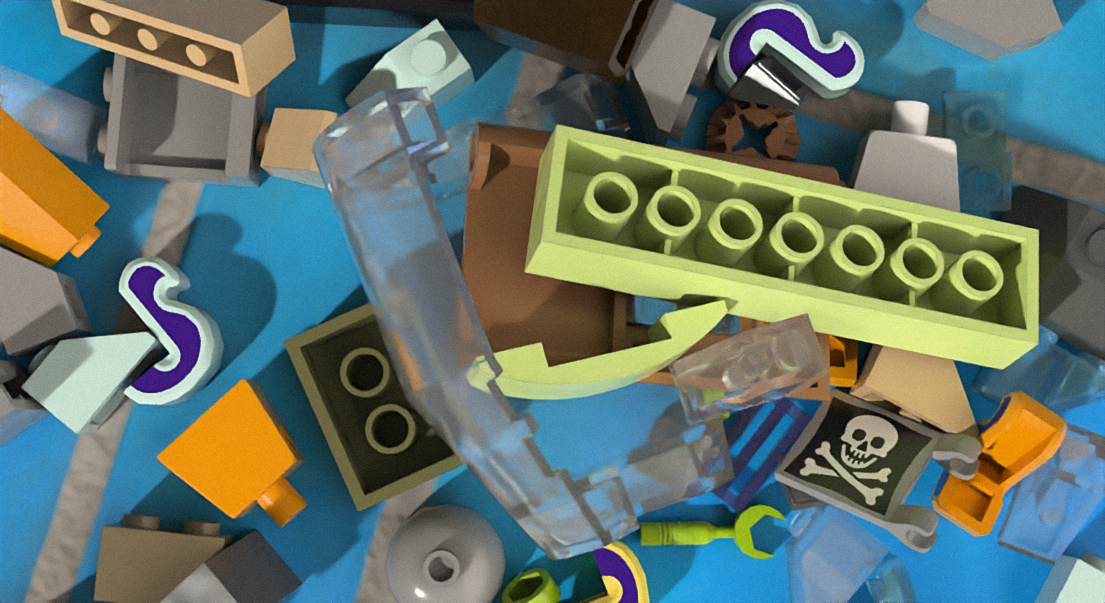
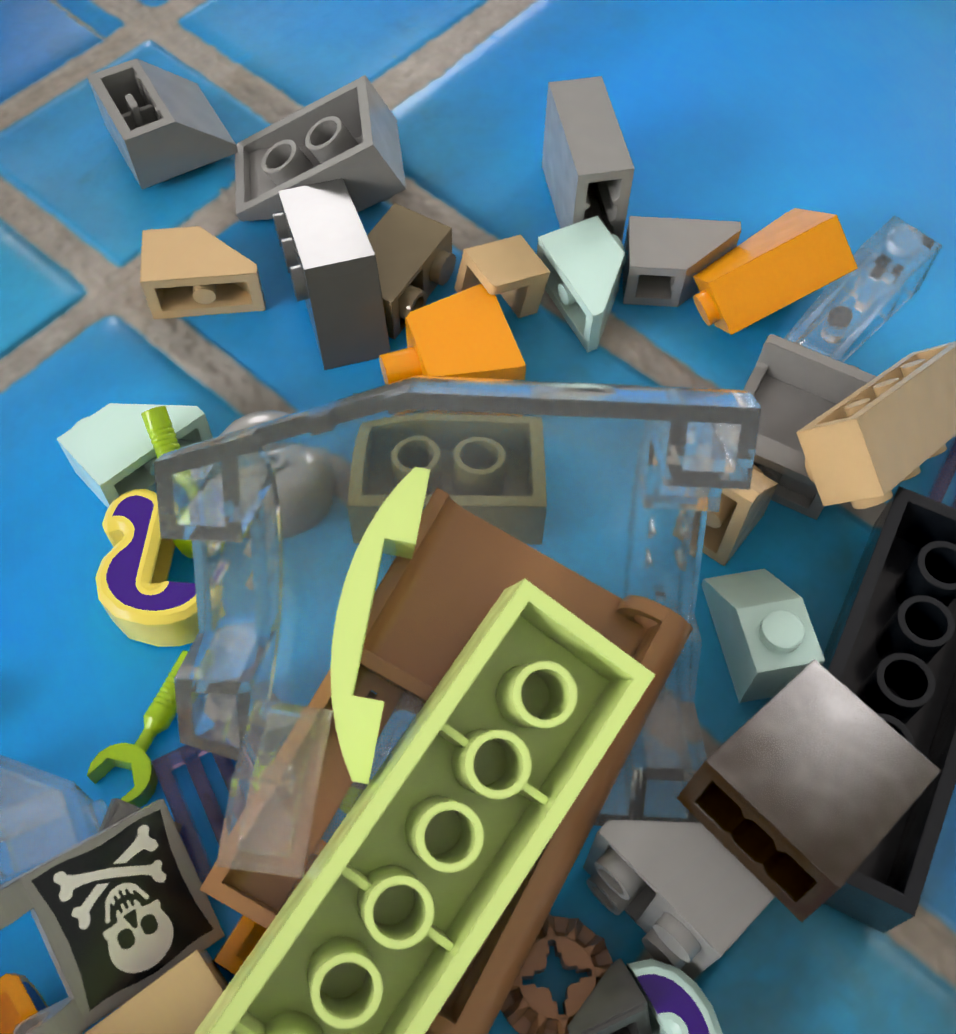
camera: 110 degrees right, 25 degrees down
(129, 451) = (506, 269): none -> tan panel
(184, 330) = (598, 347): light aqua animal -> none

